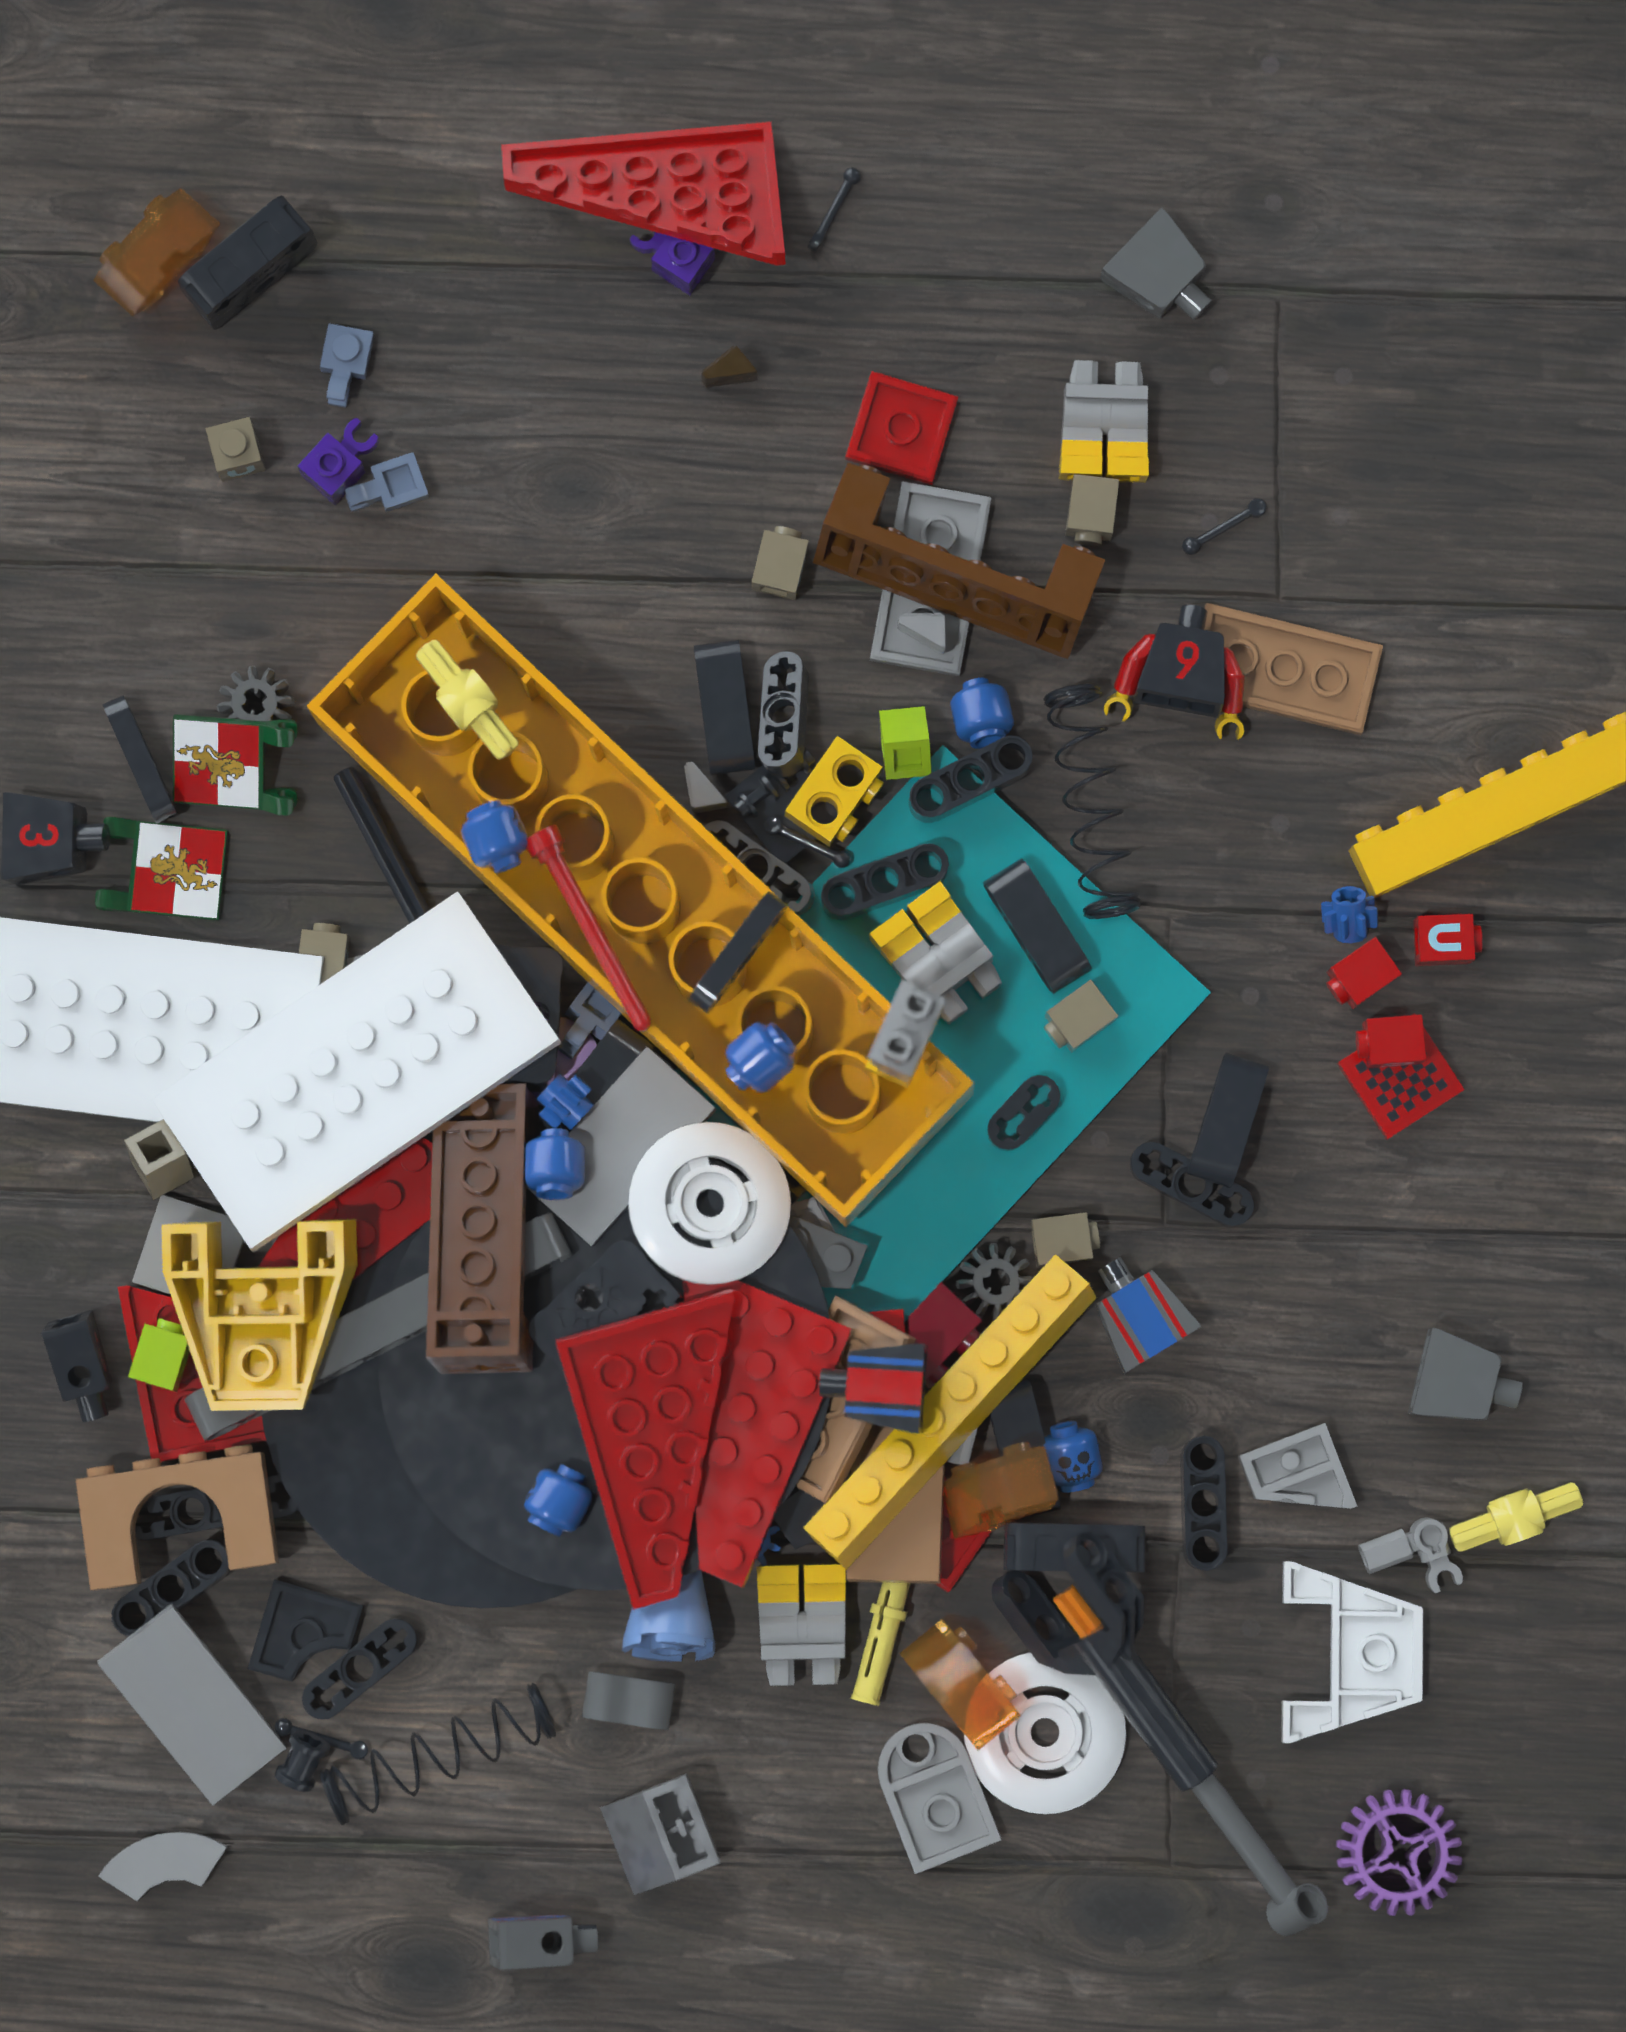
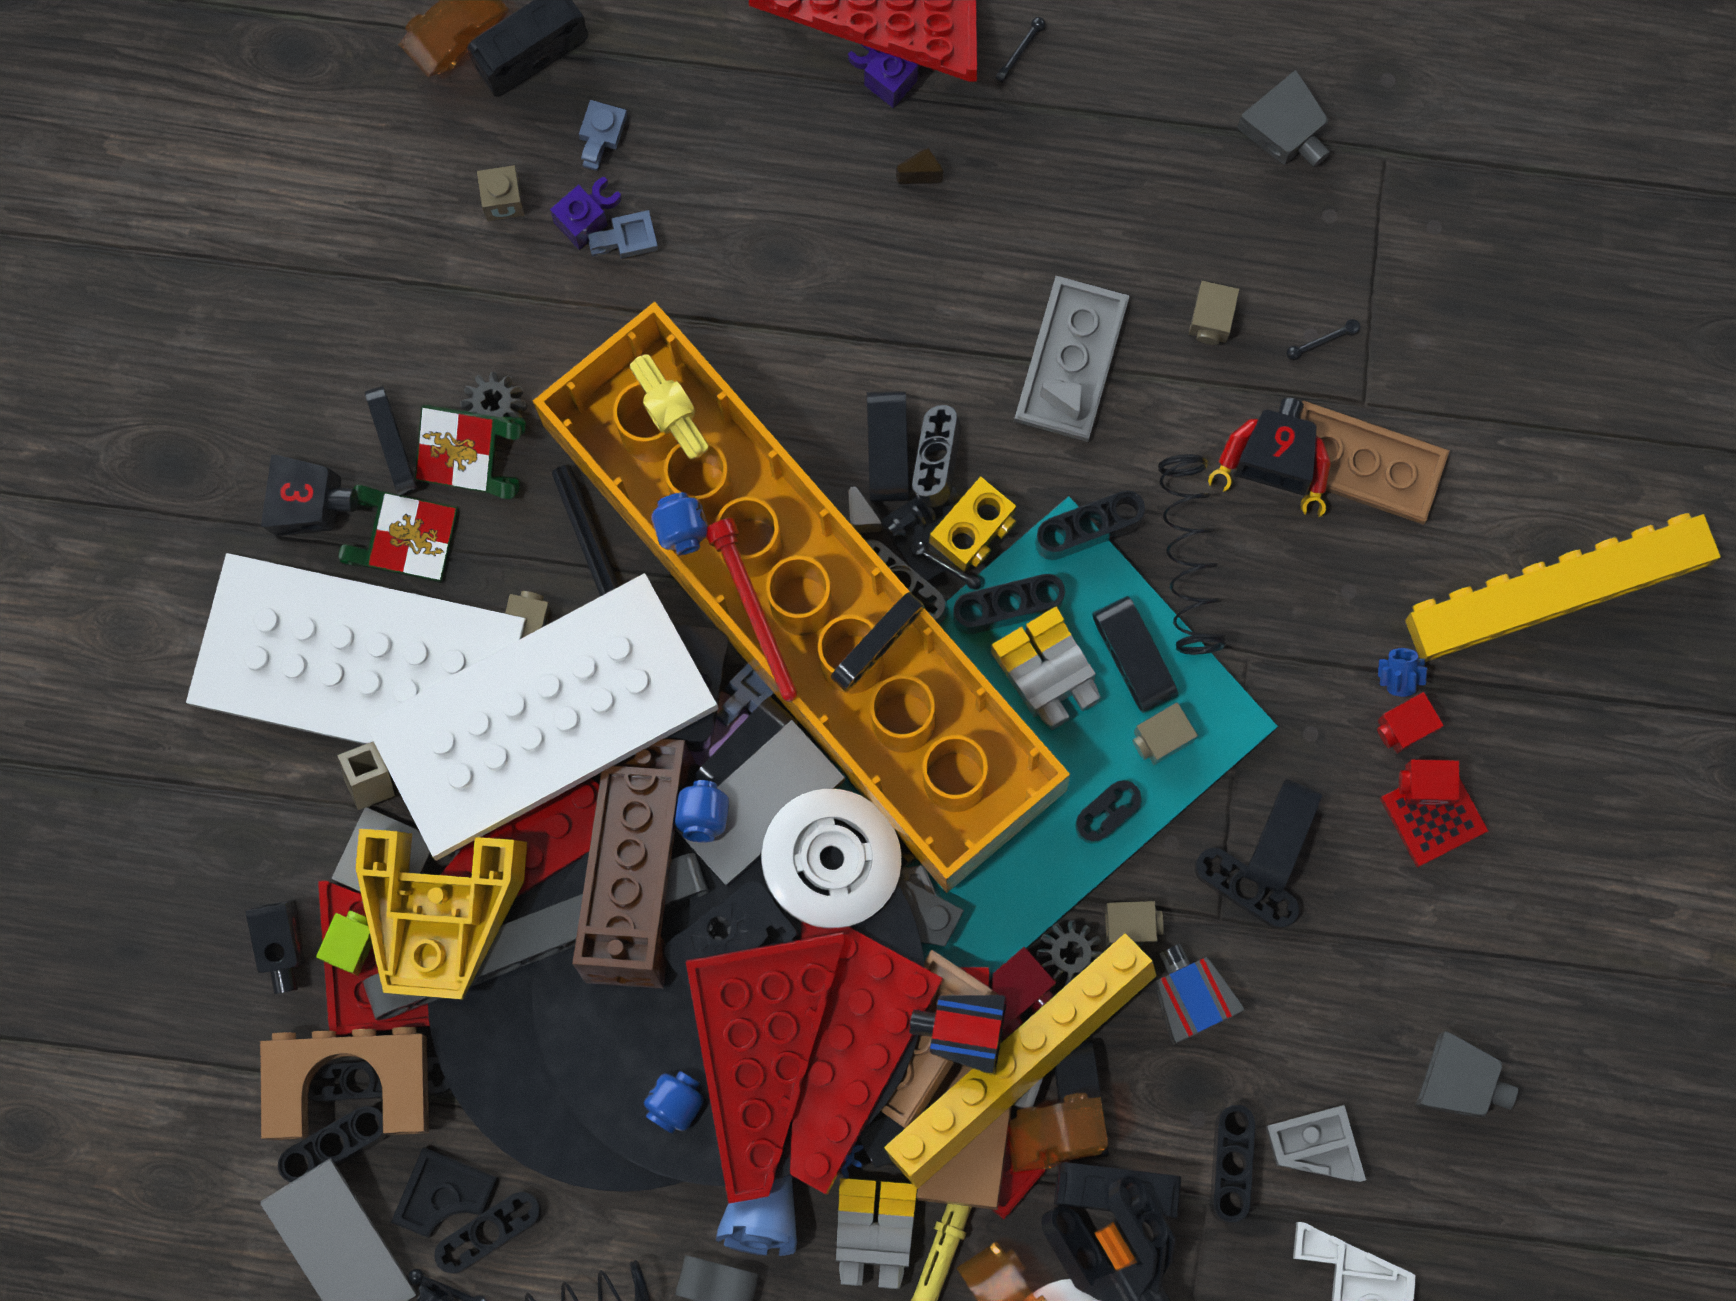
camera: 10 degrees right, 5 degrees down
(565, 1101) = (716, 759): blue gear -> none
(760, 1057) = (887, 732): blue head -> none
(780, 563) = (946, 331): dark tan brick -> none
(901, 428) = (1059, 232): red tile -> none
(905, 743) = (1037, 489): lime brick -> none
(905, 1033) = (1015, 723): light grey hips -> none
(959, 587) = (1084, 357): reddish brown plate -> none
(981, 712) = (1104, 471): blue head -> none
(1073, 1456) = (1123, 1111): blue head -> none
(1107, 410) = (1235, 233): light grey hips -> none
(1426, 1537) = (1423, 1213): light grey bar -> none
(1446, 939) = (1483, 701): red brick -> none
(1516, 1517) = (1503, 1204): light yellow axle -> none

